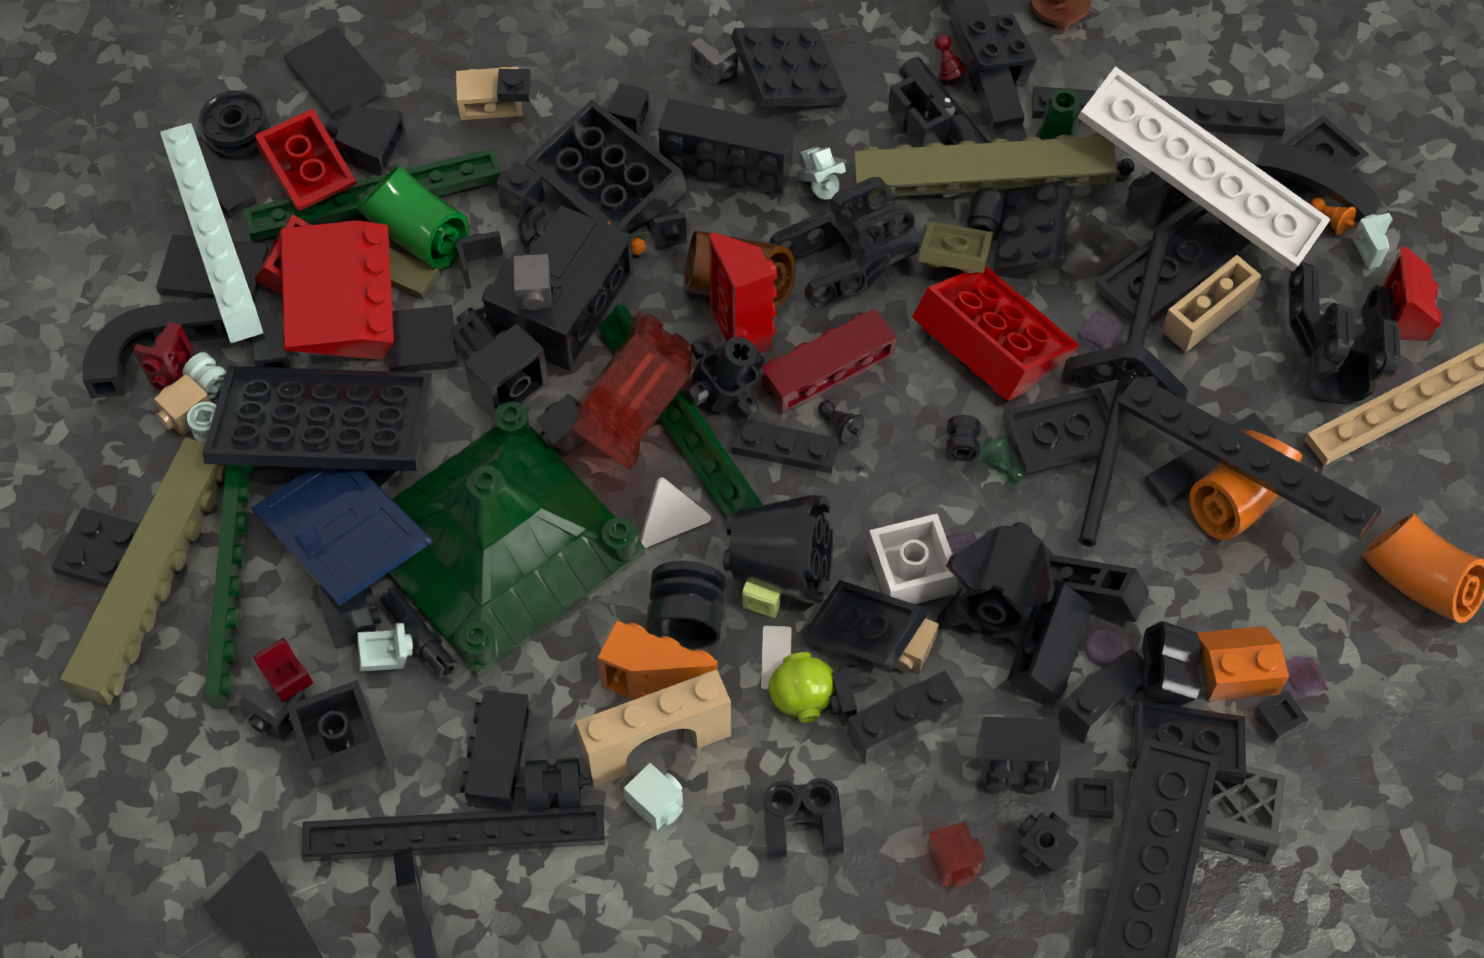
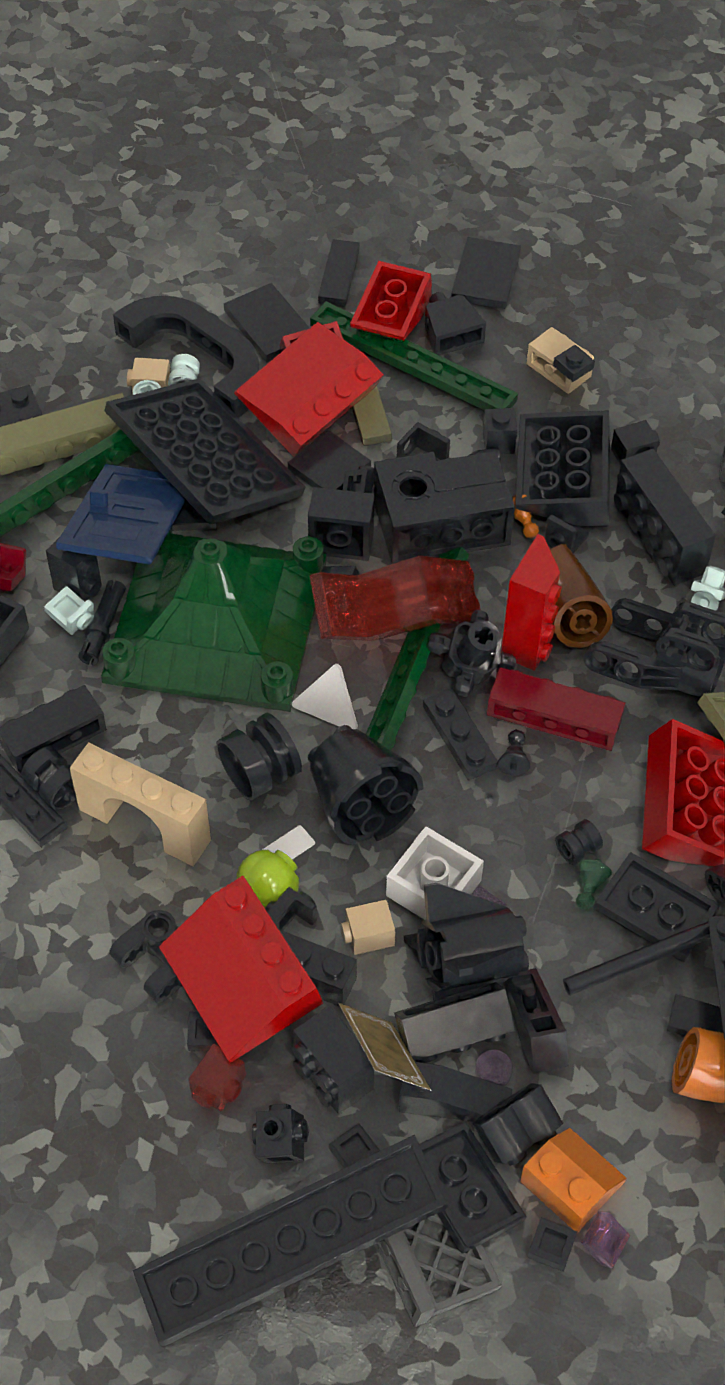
camera: 50 degrees right, 5 degrees down
(167, 359) = (170, 338): dark red bracket -> none
(211, 233) = (280, 294): light aqua brick -> none
(232, 122) = (387, 244): black wheel -> none
(416, 218) = (409, 387): green brick -> none
(532, 281) = (410, 475): flat silver brick -> none
(642, 663) = (190, 765): orange slope -> none
(655, 796) = (97, 847): light aqua brick -> none
(760, 600) = (313, 804): yellowish green tile -> none
(864, 625) = (347, 882): black plate -> none
(890, 762) = (239, 970): none -> red slope
(903, 832) = (199, 1034): none -> black plate
(1045, 705) = (384, 1047): none -> pearl gold sticker

